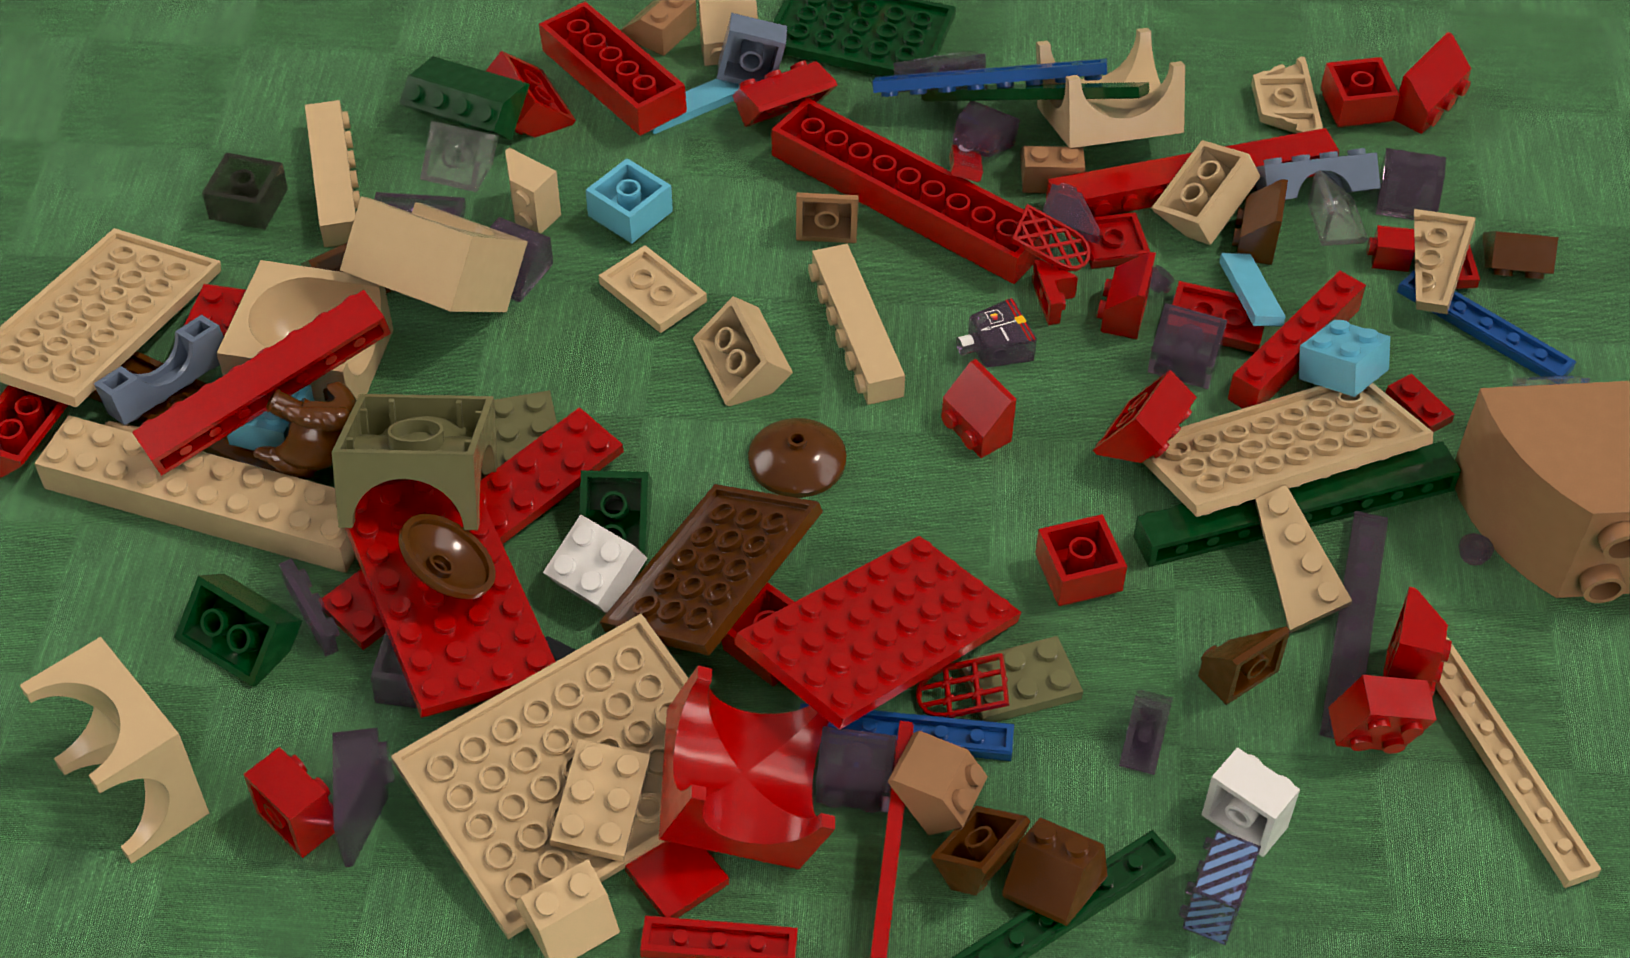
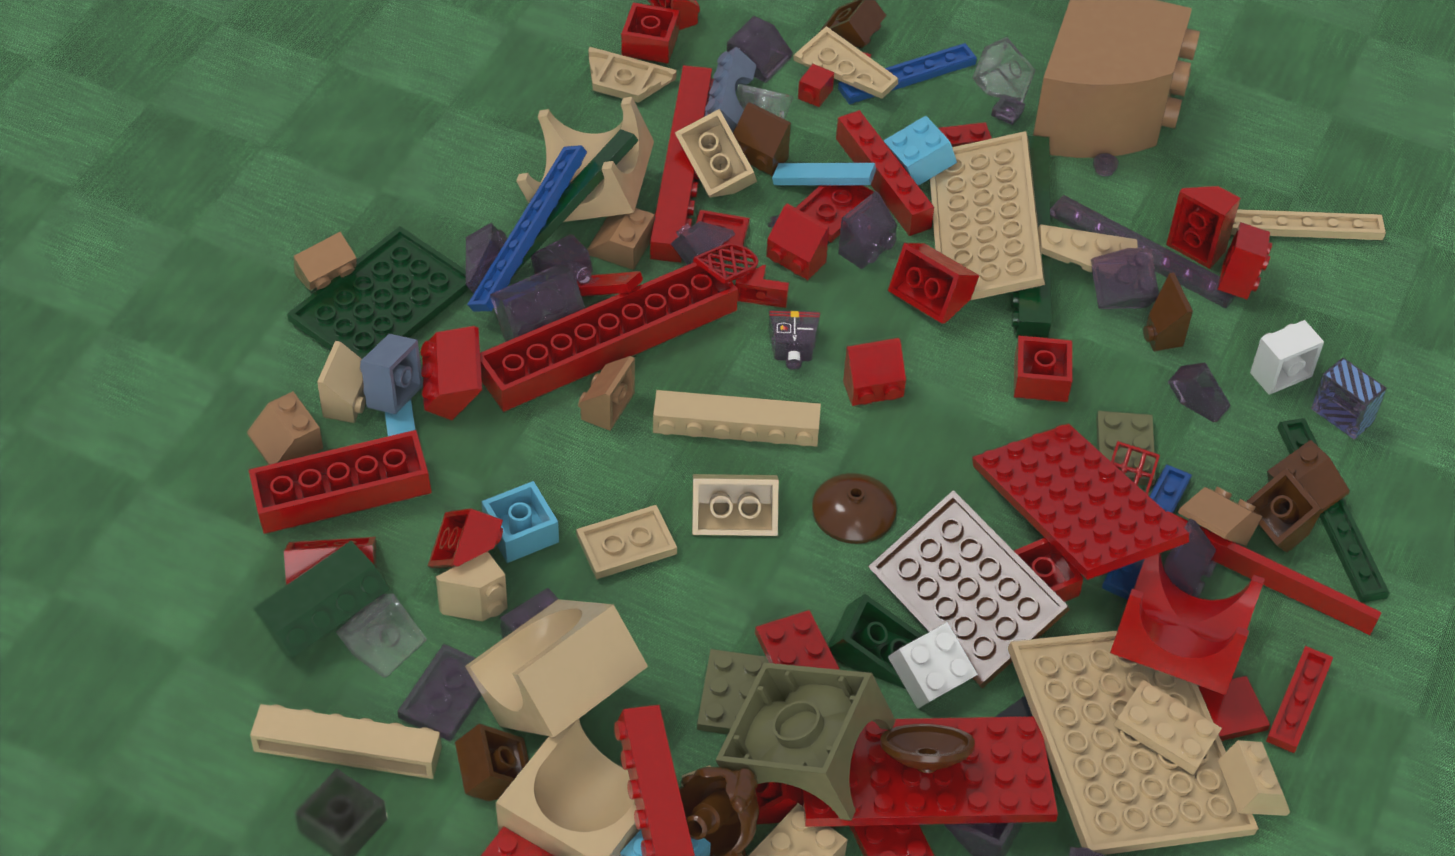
camera: 70 degrees left, 0 degrees up
(573, 154) = (464, 537): none -> red slope
(905, 118) = (537, 301): none -> clear purple brick
(1274, 599) = (1125, 279): none -> clear purple slope

